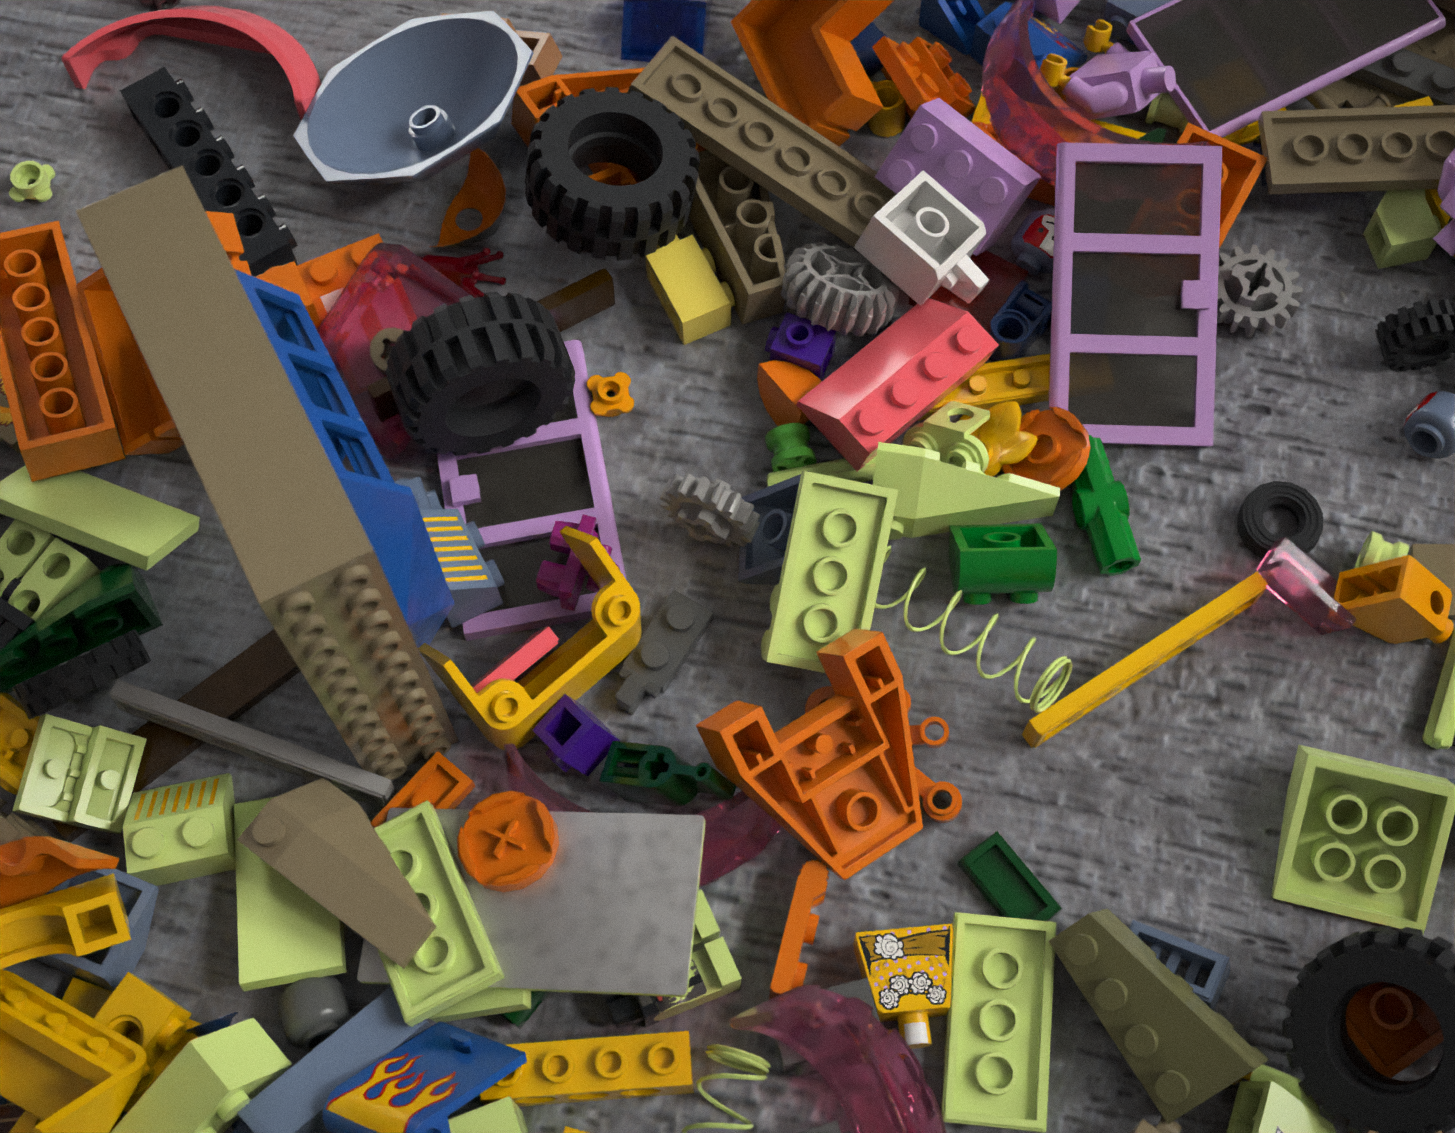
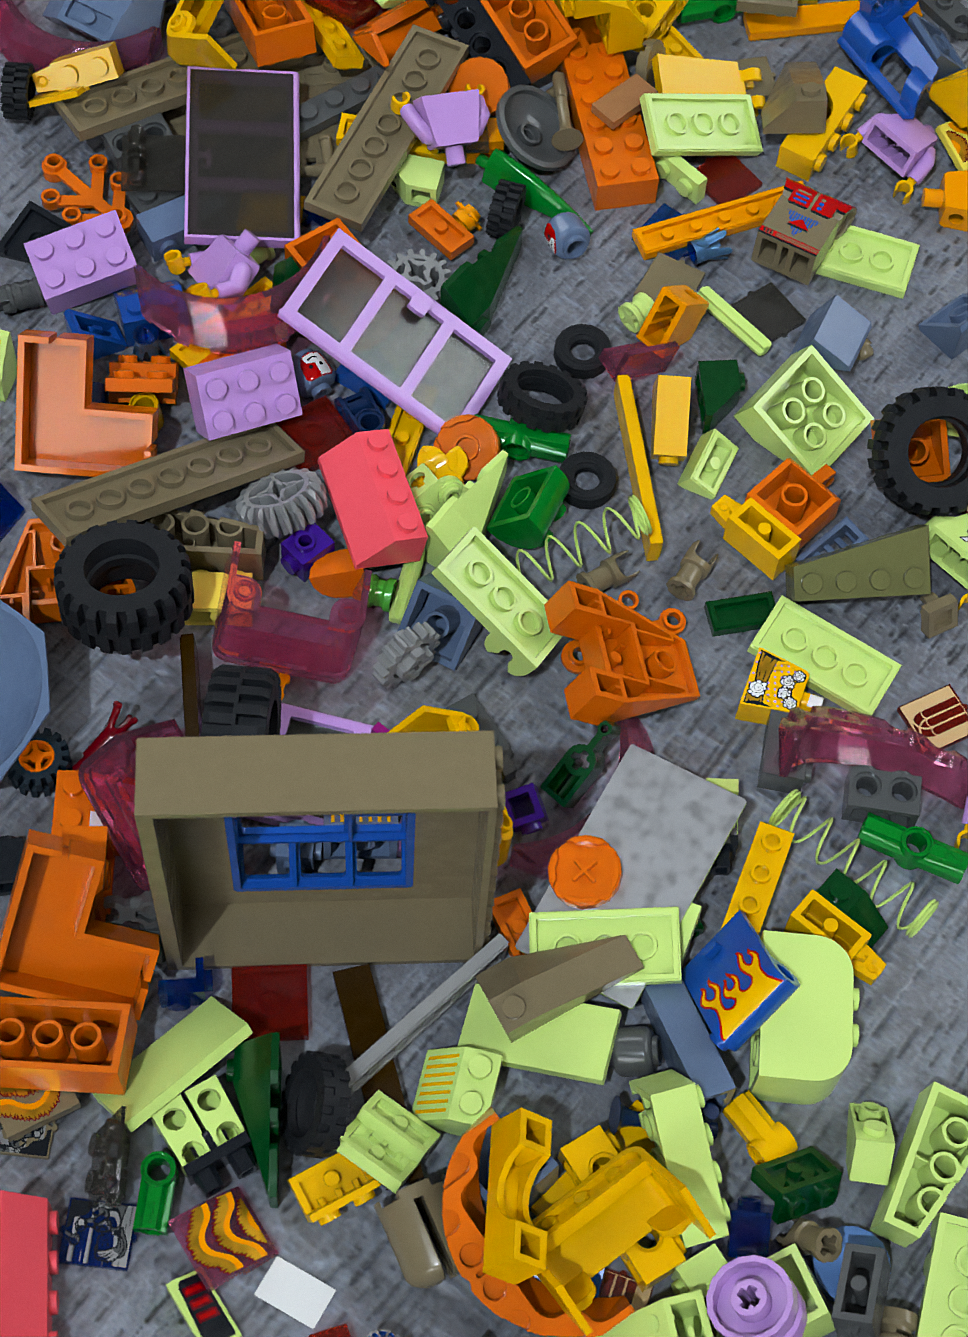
camera: 70 degrees left, 5 degrees down
(183, 486) = (184, 993): none -> clear blue bracket
(208, 585) = (272, 1000): none -> clear red tile
(403, 204) = (42, 748): none -> black wheel
(481, 191) = (64, 695): orange piece -> none
(672, 423) = (285, 639): none -> clear pink windscreen
(800, 927) = (718, 741): orange hinge -> none
(925, 242) = (286, 431): white hinge -> none
(959, 690) = (606, 574): none -> dark tan piece
(971, 59) = (146, 340): none -> piece
(1026, 793) = (689, 575): none -> dark tan piece
(1097, 583) = (601, 468): none -> black tyre
(1127, 849) = (756, 534): none -> yellow hinge
(1200, 483) = (537, 413): none -> black tyre
(1206, 878) = (798, 498): none -> orange hinge
(1210, 749) = (708, 464): none -> yellowish green slope
(1236, 666) = (670, 419): none -> yellow slope
(1273, 359) = (477, 287): none -> dark green wedge
(1324, 709) = (717, 390): none -> dark green slope
(1347, 283) = (441, 229): none -> orange plate
(1384, 300) = (467, 216): none -> light orange plate

